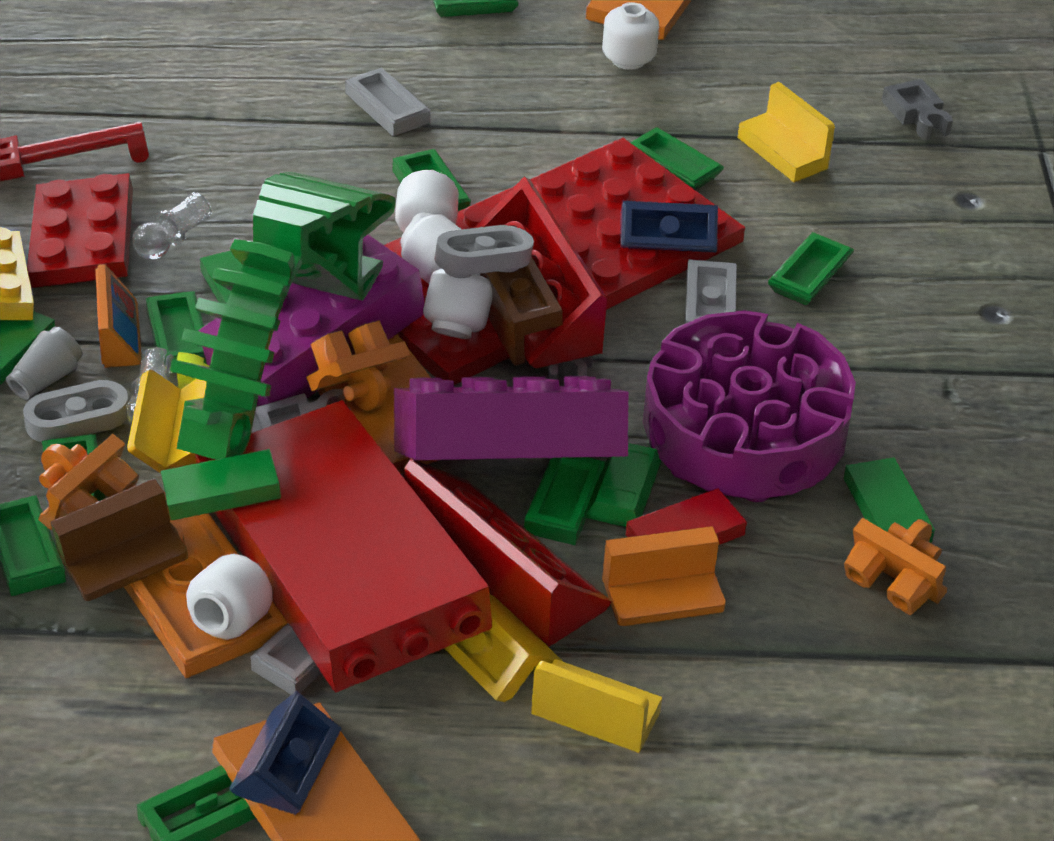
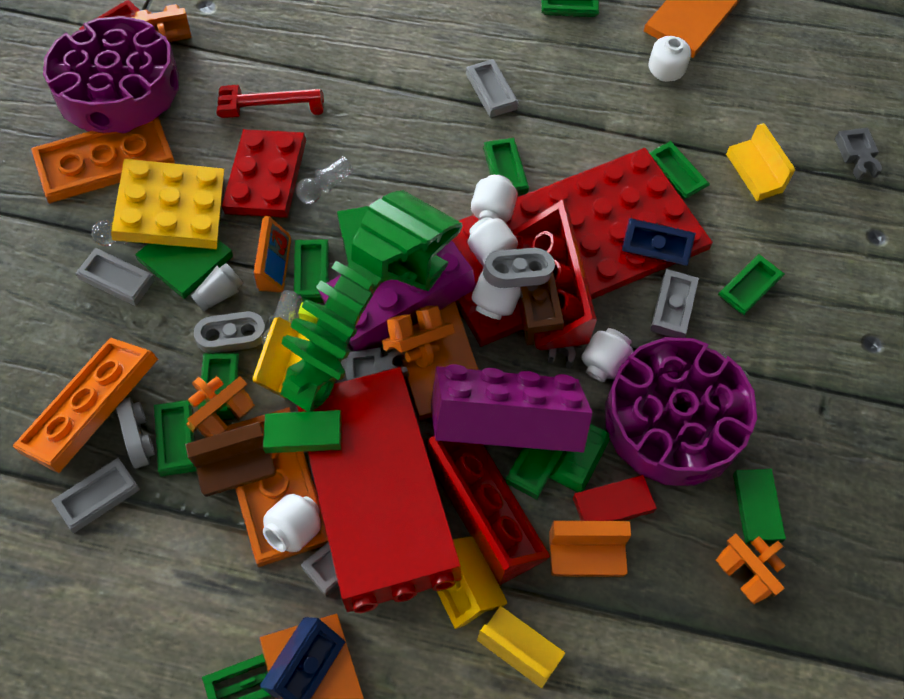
camera: 10 degrees right, 20 degrees up
(628, 358) = (606, 354): none -> white head

